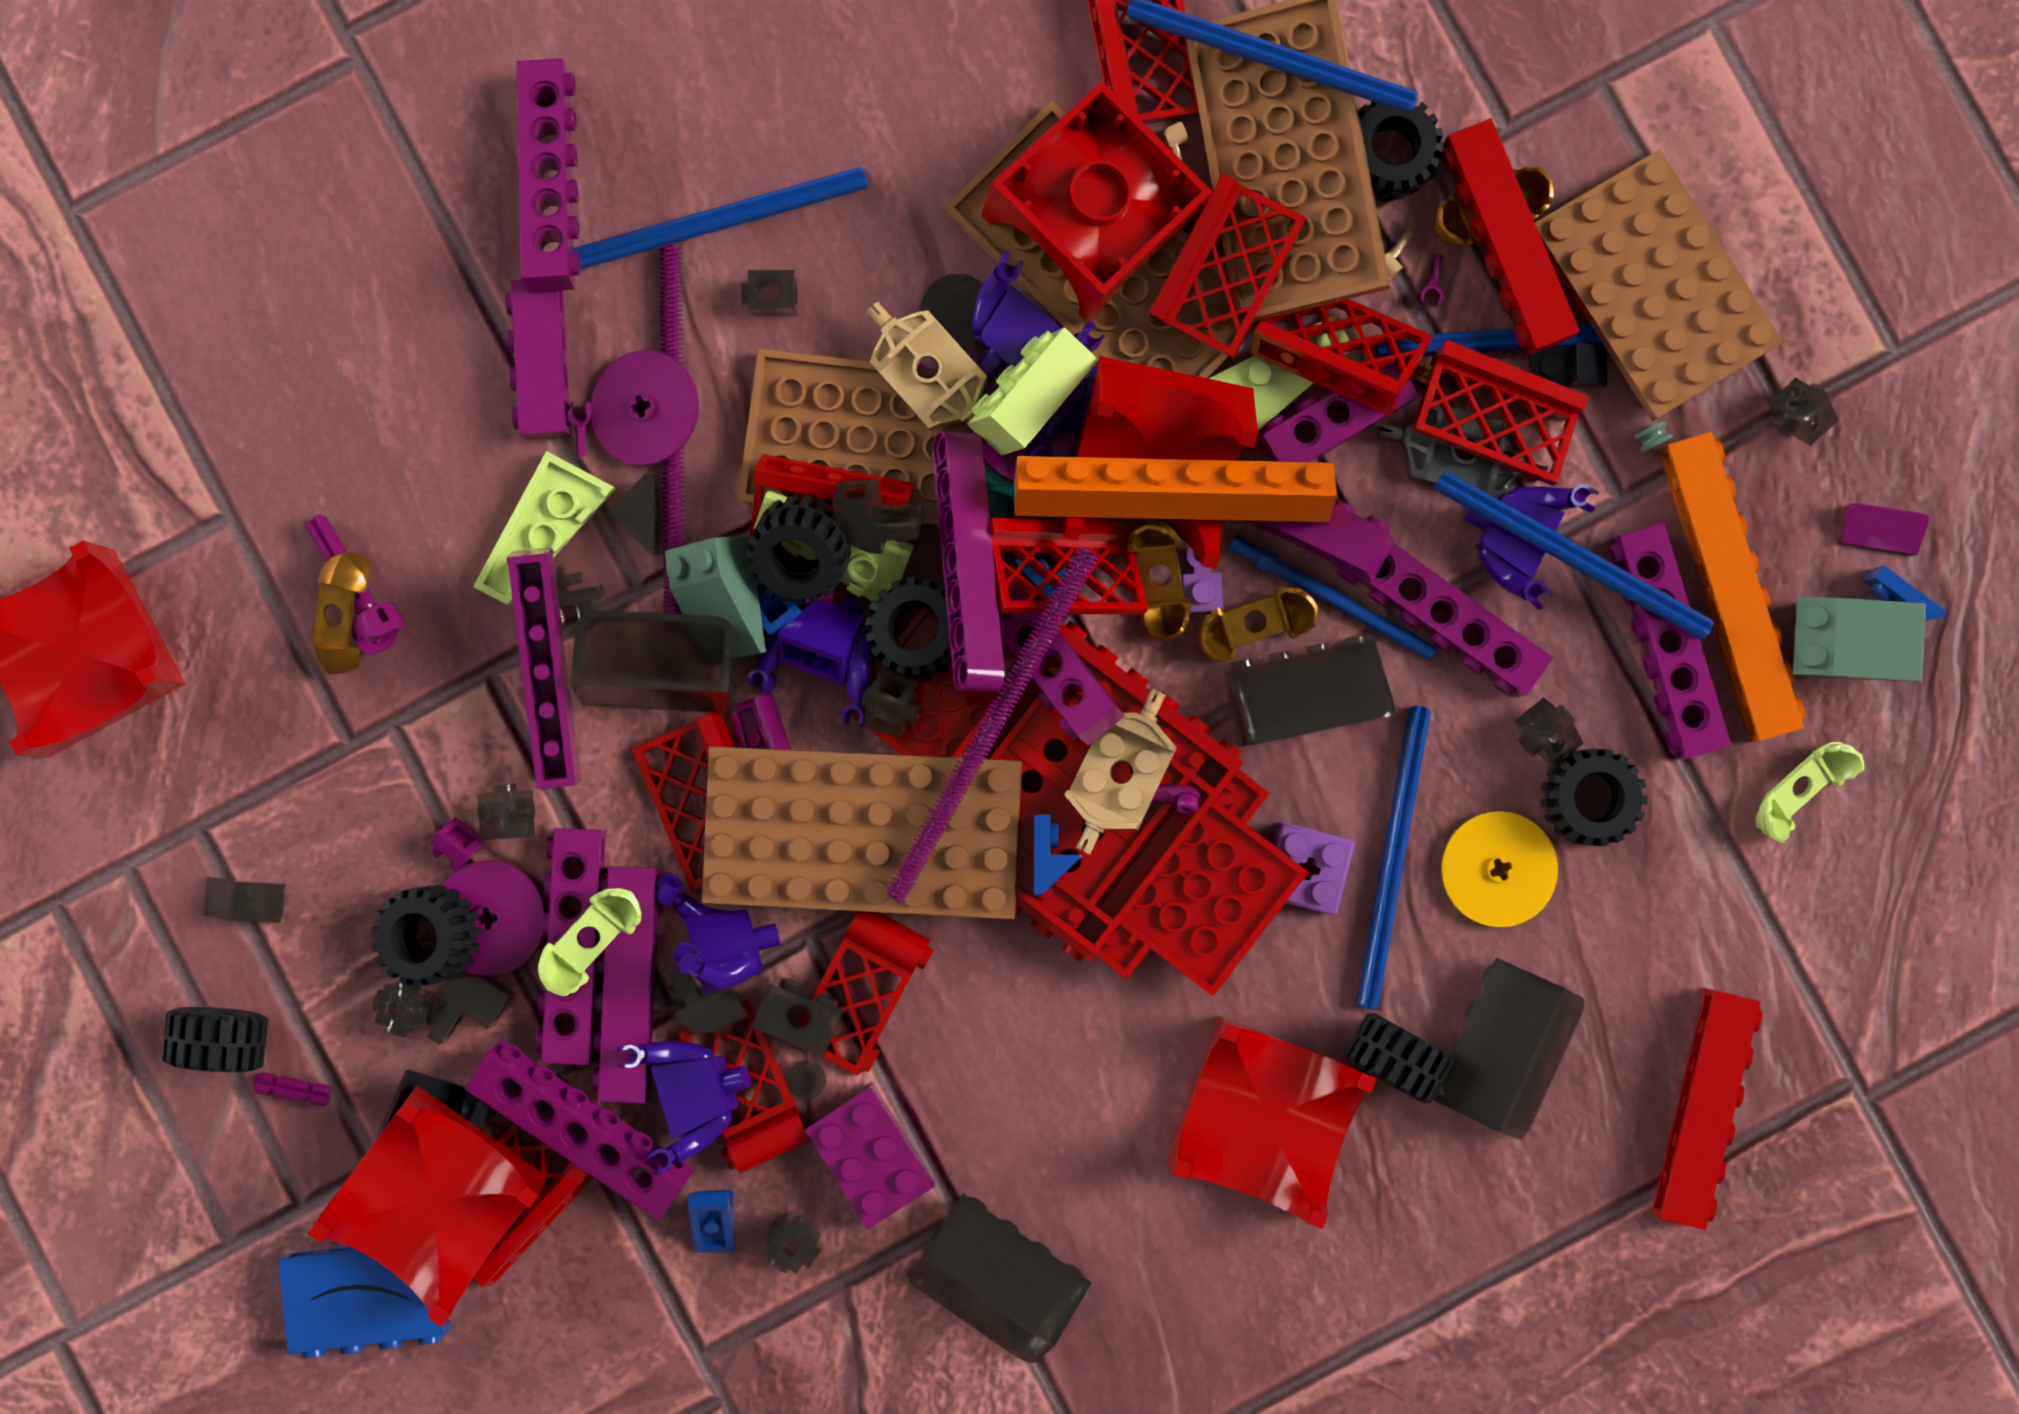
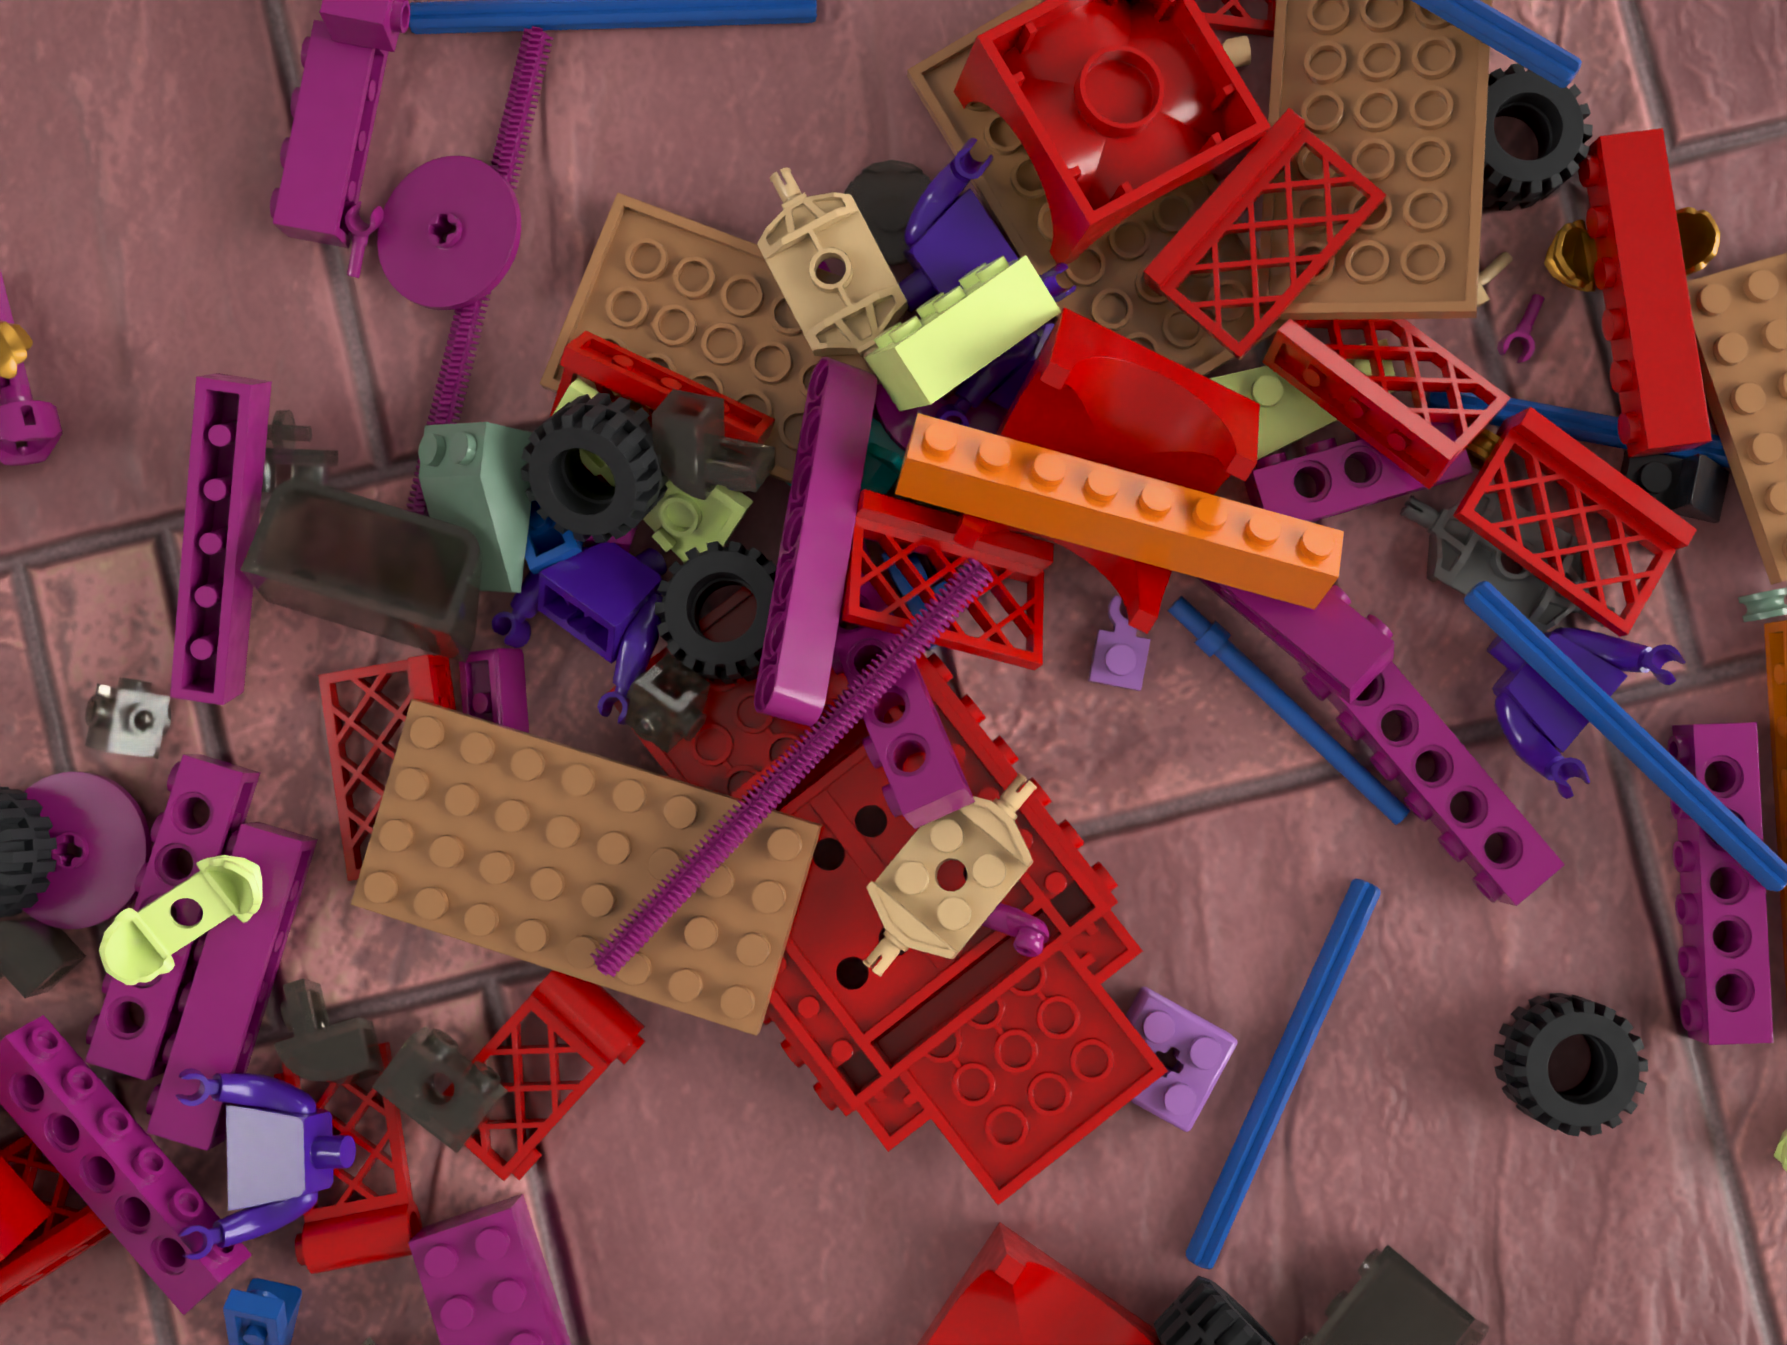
camera: 15 degrees right, 0 degrees up
(456, 842) = (55, 740): magenta tile -> none
(548, 515) = (289, 338): yellowish green wing -> none
(640, 512) = (408, 368): clear smoke slope -> none
(722, 941) = (363, 961): dark purple torso -> none
(783, 305) = (666, 143): clear smoke brick -> none
(806, 1079) = (435, 1169): clear smoke plate -> none
(1048, 867) = (820, 977): blue slope -> none
(1167, 607) = (1068, 668): pearl gold piece -> none
(1285, 610) = (1220, 711): pearl gold piece -> none
(1307, 691) = (1226, 828): clear smoke windscreen -> none
(1526, 883) = (1452, 1147): yellow piece -> none
(1544, 725) = (1532, 961): clear smoke brick -> none

